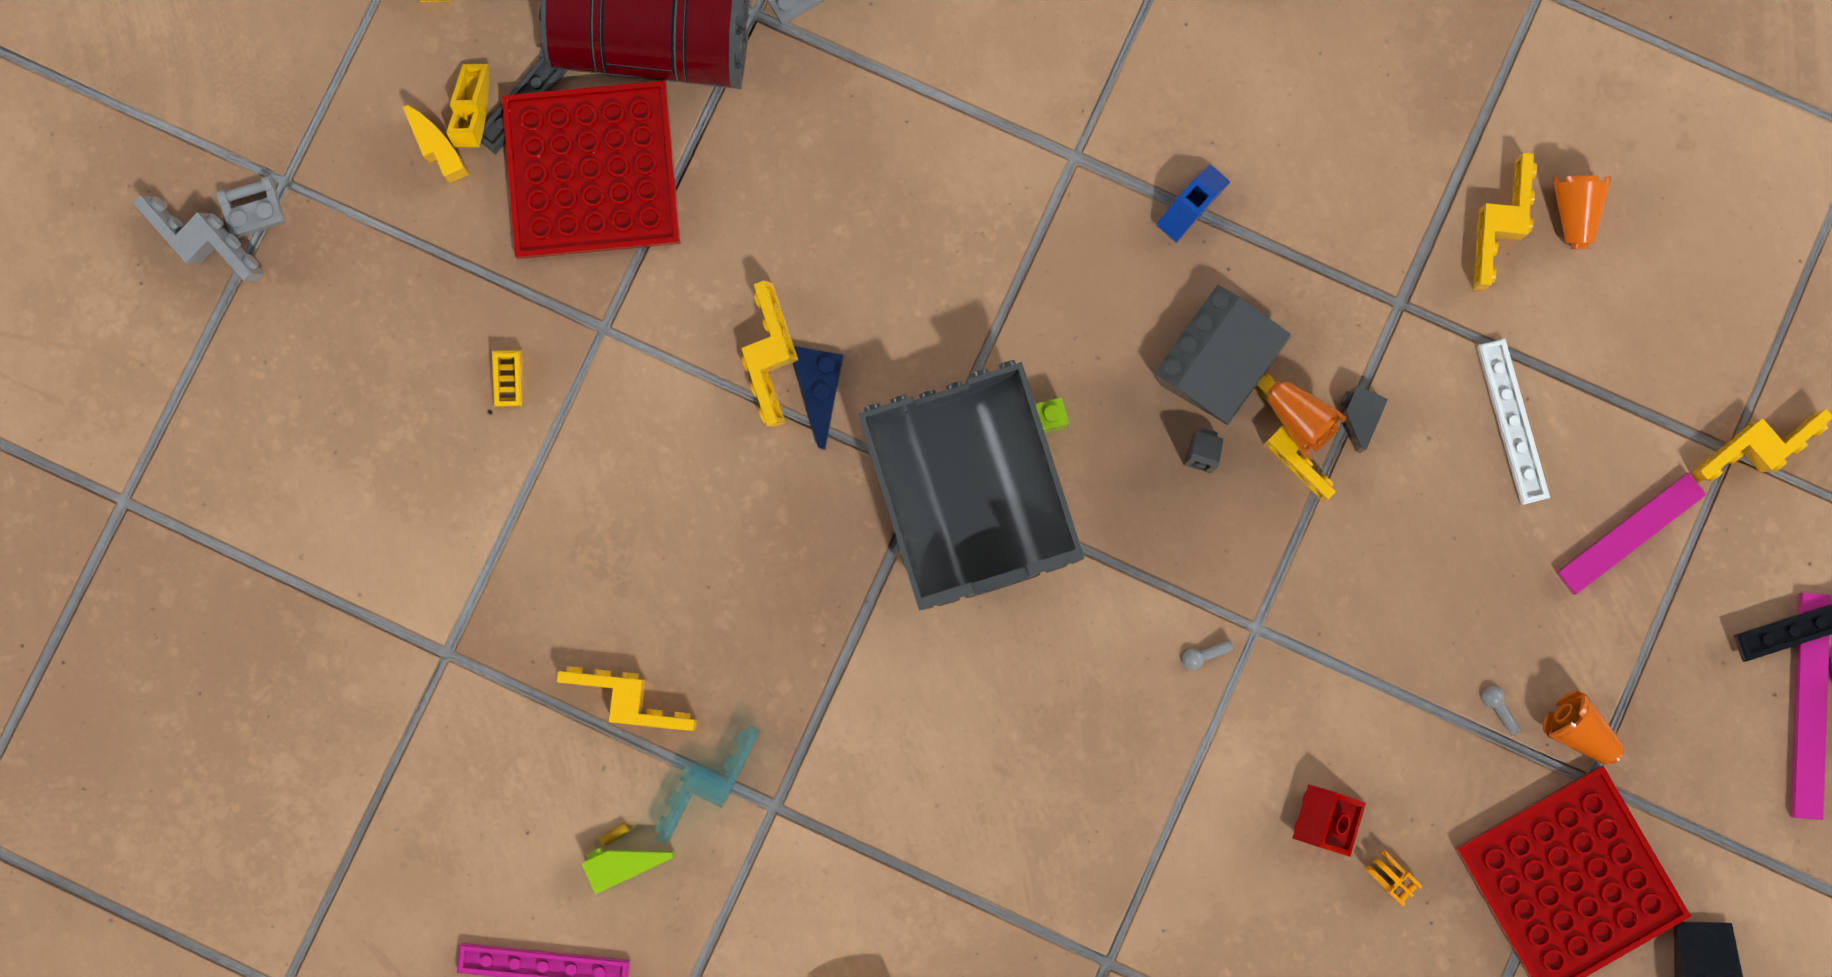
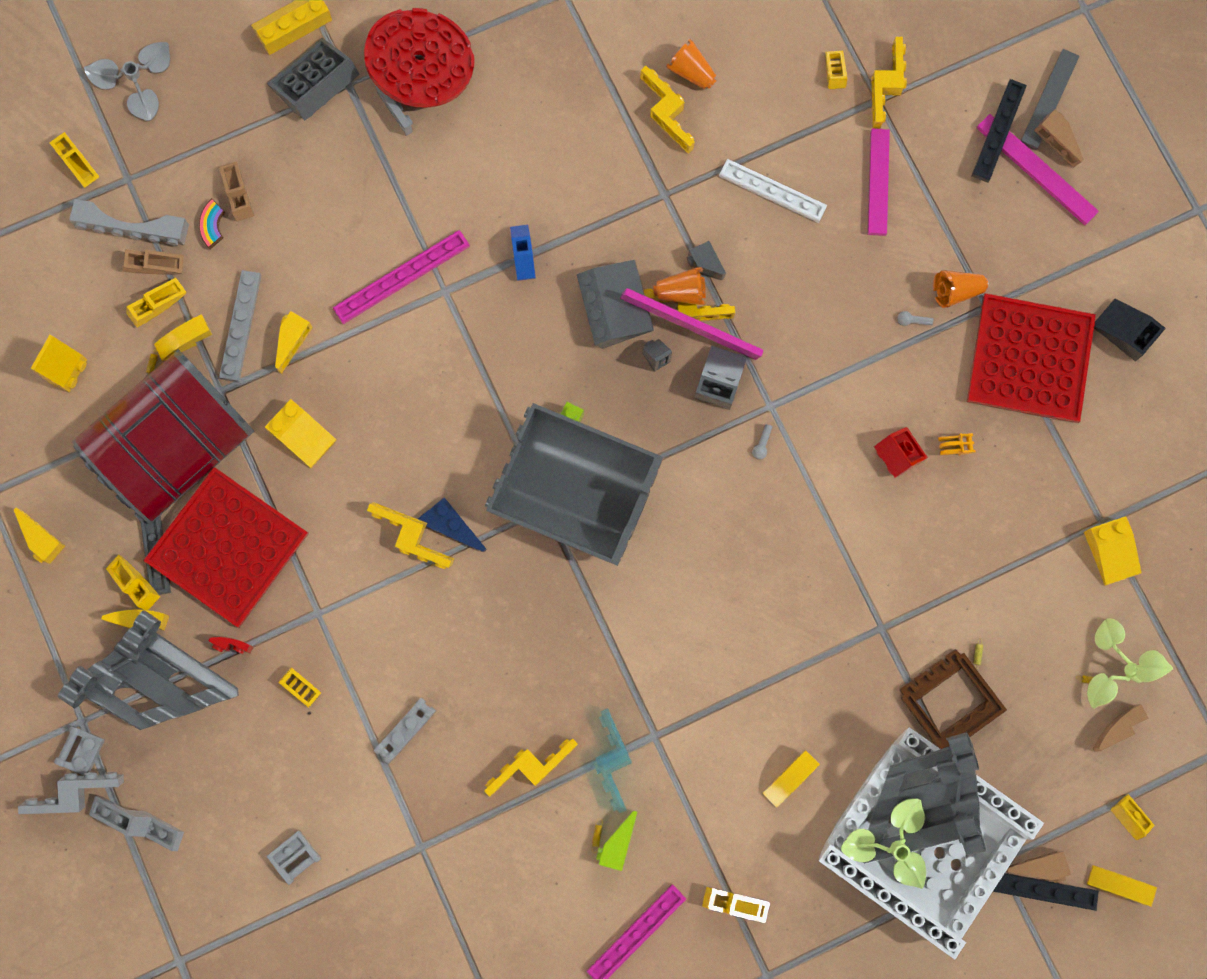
camera: 55 degrees left, 5 degrees down
(222, 332) = (136, 823): none -> light grey bracket
(325, 518) = (290, 851): none -> light grey plate
(396, 197) = (146, 663): none -> dark grey panel
(487, 260) = (224, 643): none -> red slope
(554, 530) = (405, 731): none -> light grey plate
(780, 139) = (300, 433): none -> yellow slope
(878, 36) = (291, 336): none -> yellow slope
(1050, 95) = (401, 277): none -> dark pink tile
(1240, 544) = (720, 377): none -> dark grey slope
(1271, 461) = (691, 324): none -> dark pink tile
(1712, 385) = (836, 81): none -> yellow slope

